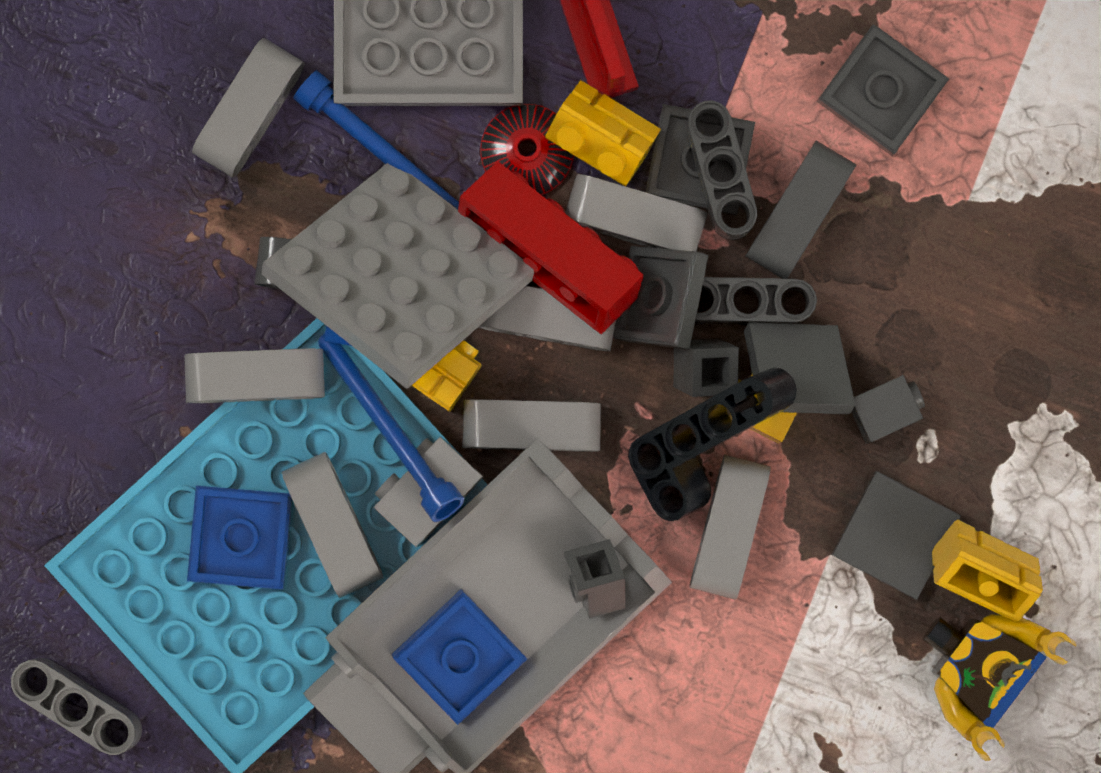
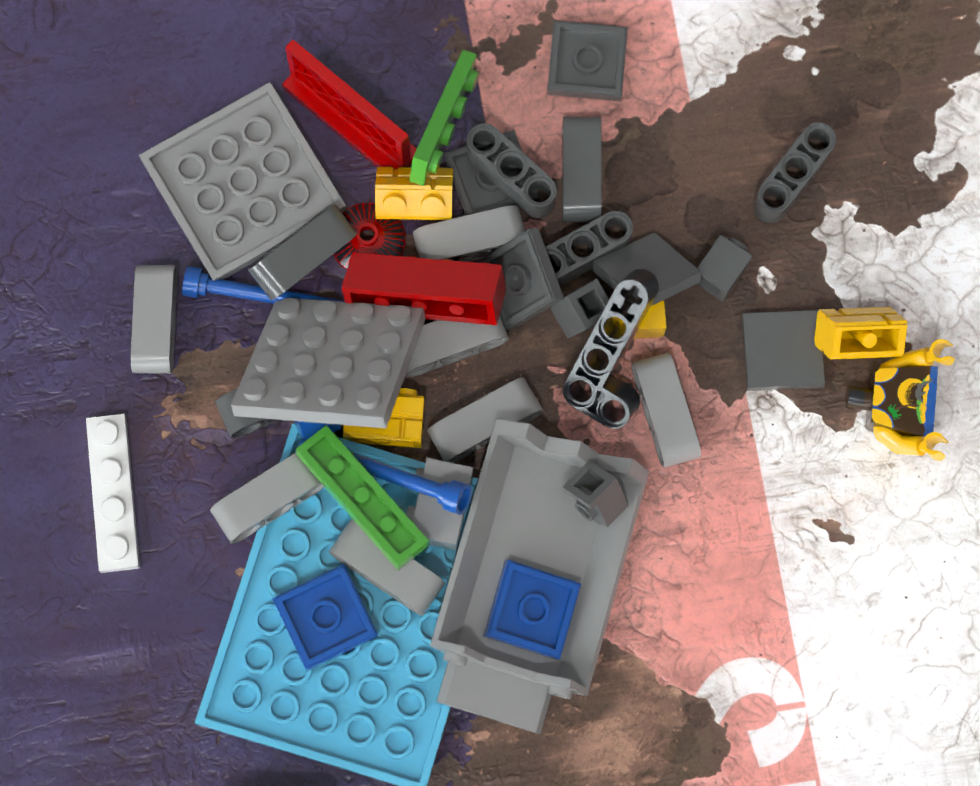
camera: 35 degrees left, 10 degrees down
(100, 269) = (112, 493): none -> white plate
(345, 440) = (362, 497): none -> bright green plate
(444, 129) = (302, 251): none -> dark grey beam
(670, 81) = (440, 128): none -> bright green plate
(1051, 345) = (800, 156): none -> dark grey beam

